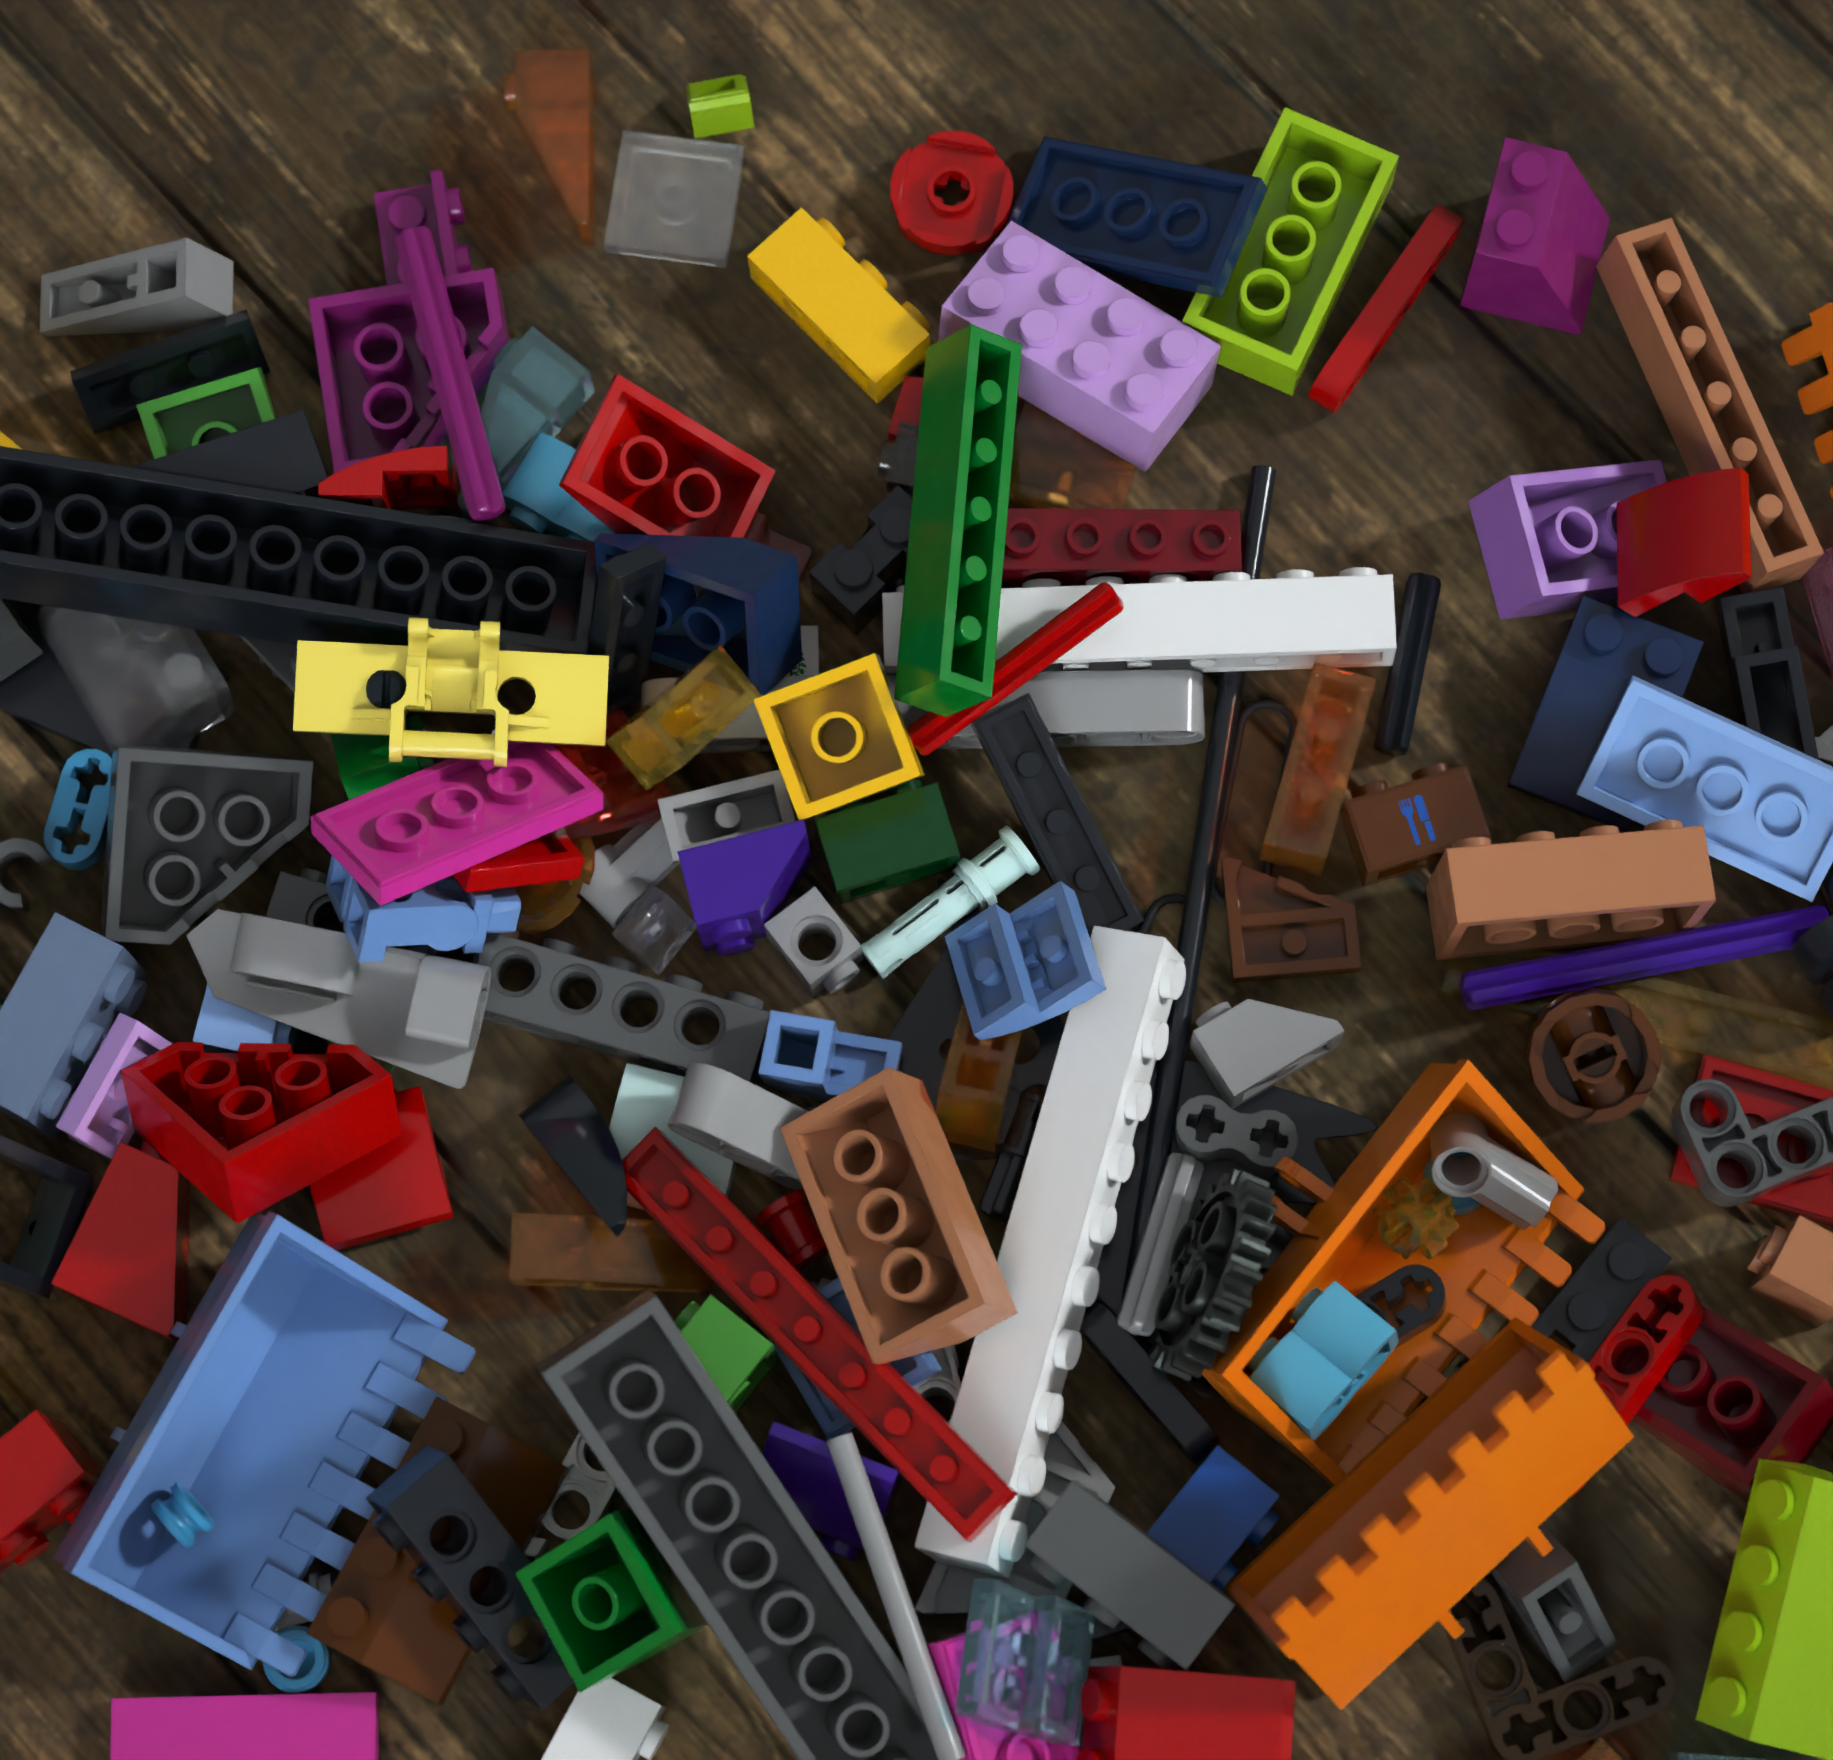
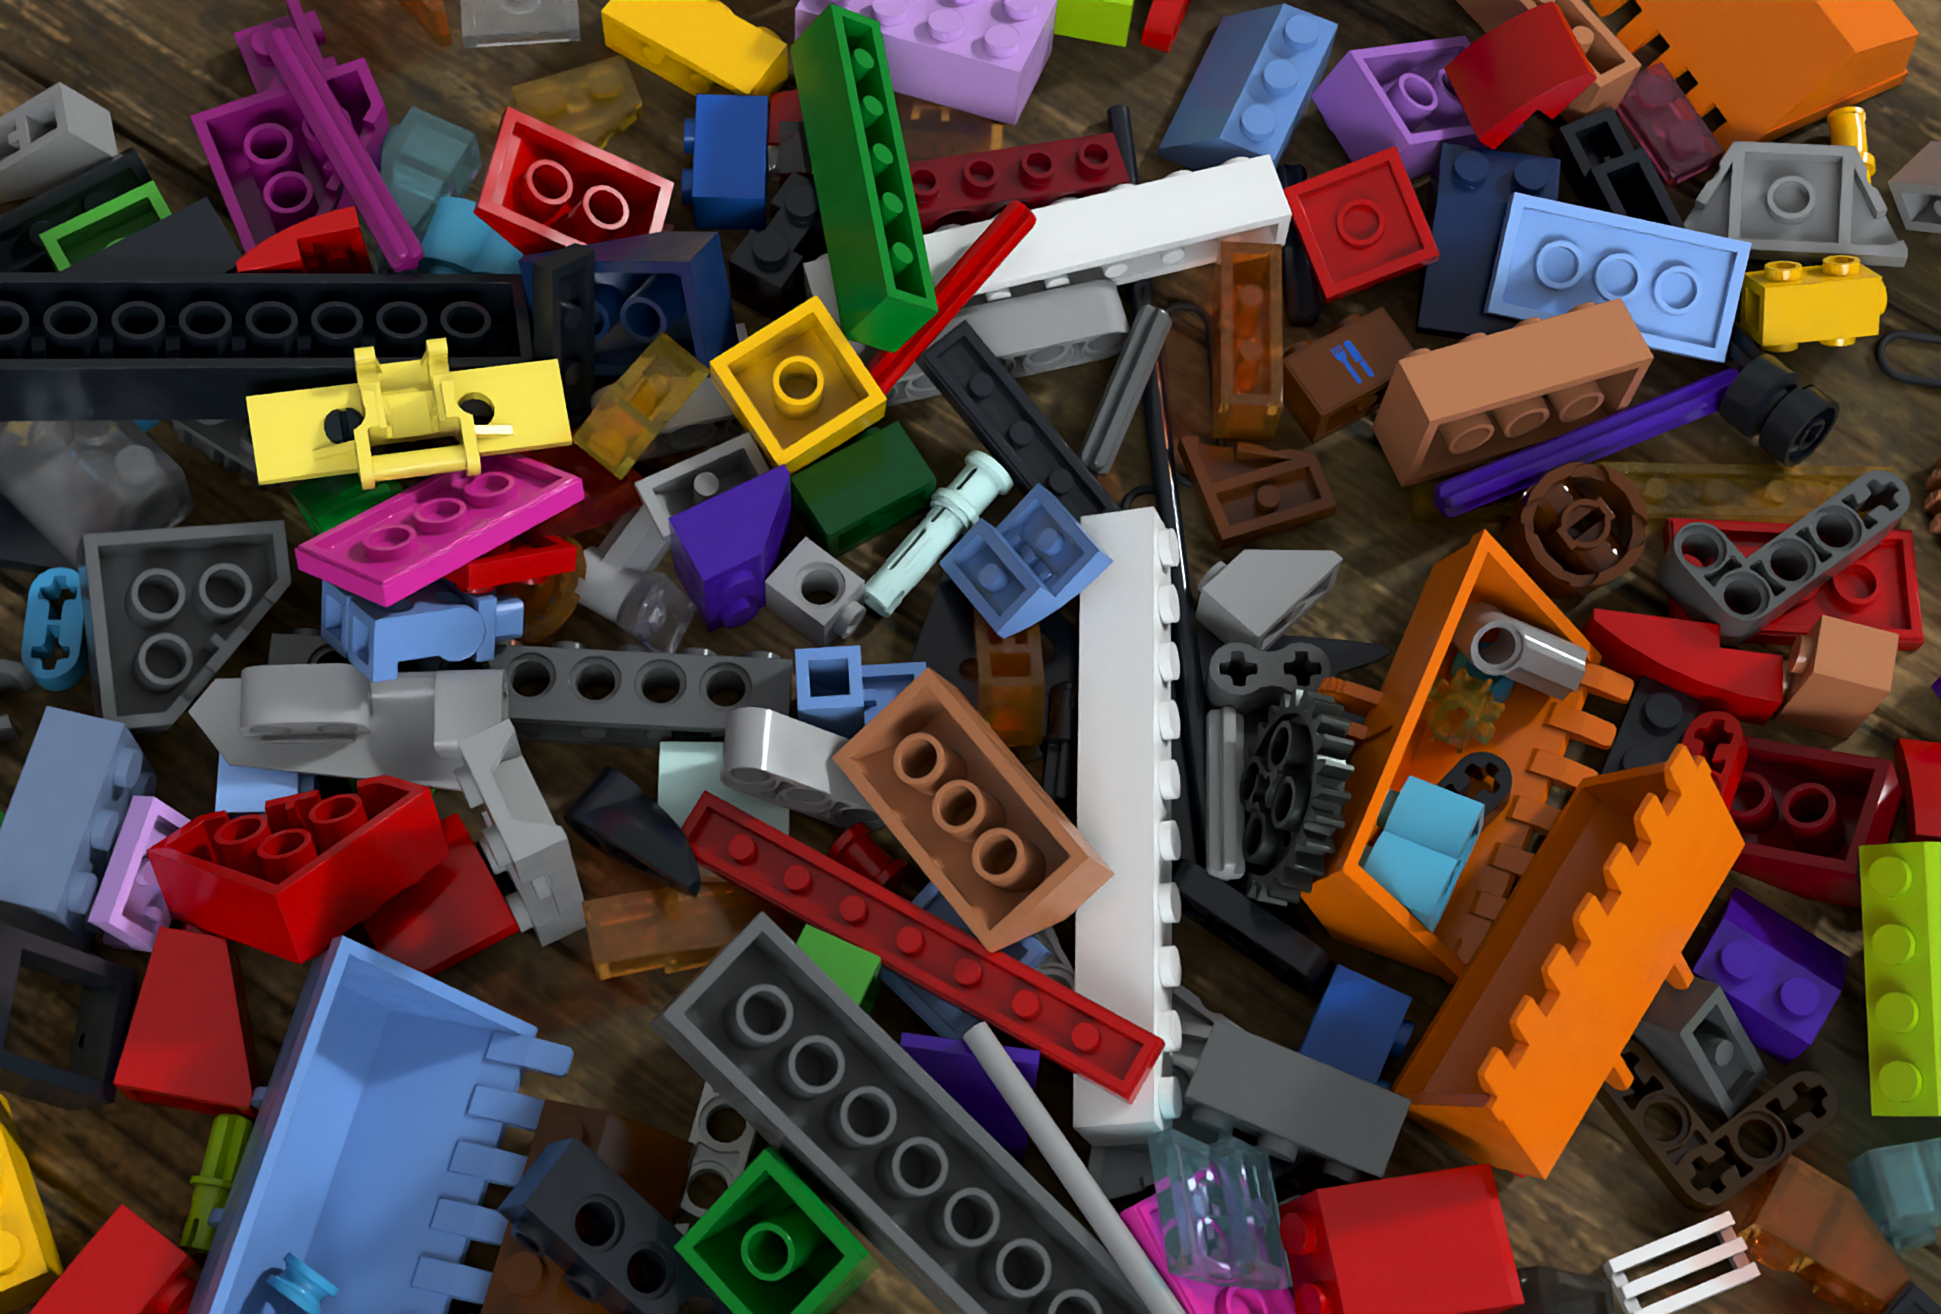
camera: 25 degrees left, 10 degrees down
(128, 1391) = (212, 1187): none -> lime axle
(464, 1142) = (521, 834): none -> light grey piece
(704, 351) = (584, 101): none -> clear yellow wing
(841, 448) = (728, 162): none -> blue brick
(1180, 792) = (1124, 389): none -> dark grey axle
(1405, 482) = (1250, 88): none -> medium blue slope
(1471, 668) = (1361, 224): none -> red plate
(1646, 1549) = (1771, 974): none -> dark purple slope
(1670, 1216) = (1689, 660): none -> red slope

